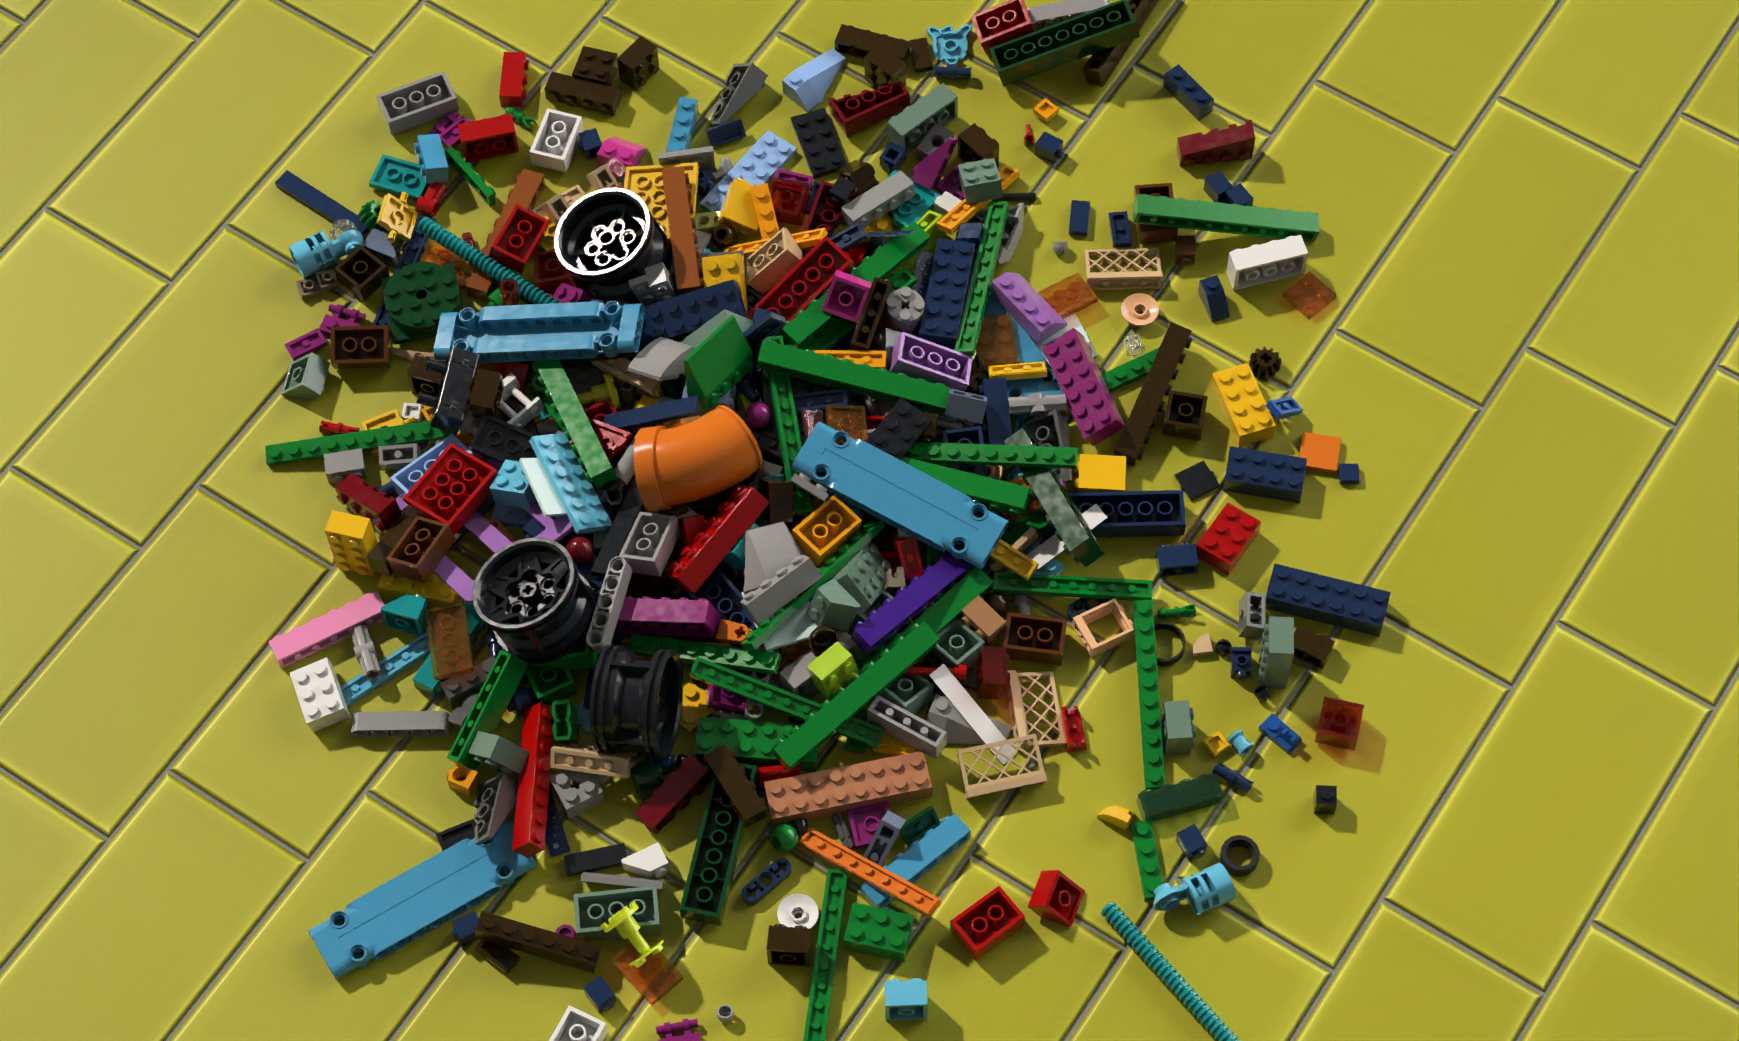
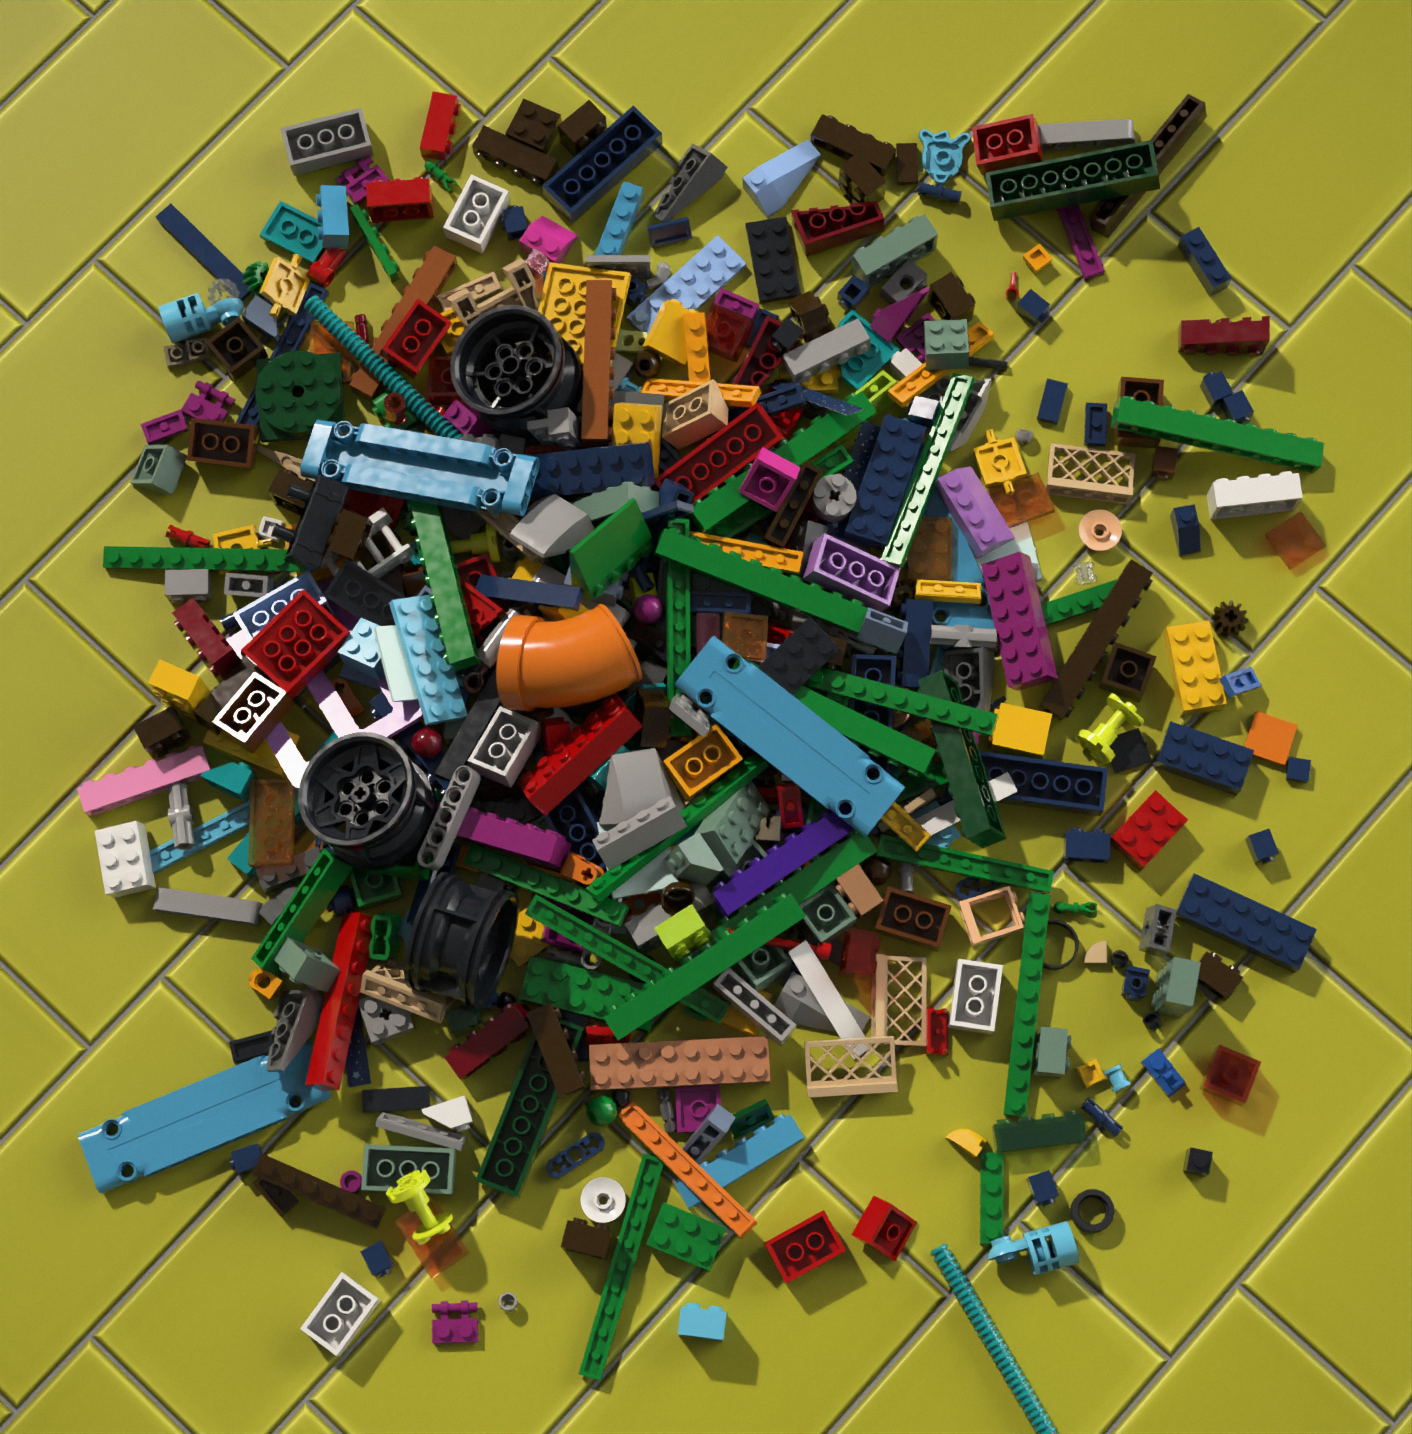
camera: 10 degrees right, 15 degrees up
(339, 584) = (162, 732): none -> dark brown brick
(659, 88) = (602, 164): none -> dark blue brick
(1043, 269) = (999, 462): none -> yellow plate
(1079, 92) = (1081, 242): none -> magenta tile
(1101, 693) = (975, 996): none -> white brick
(1171, 472) = (1105, 734): none -> neon yellow piece
(1329, 537) = (1262, 847): none -> dark blue brick

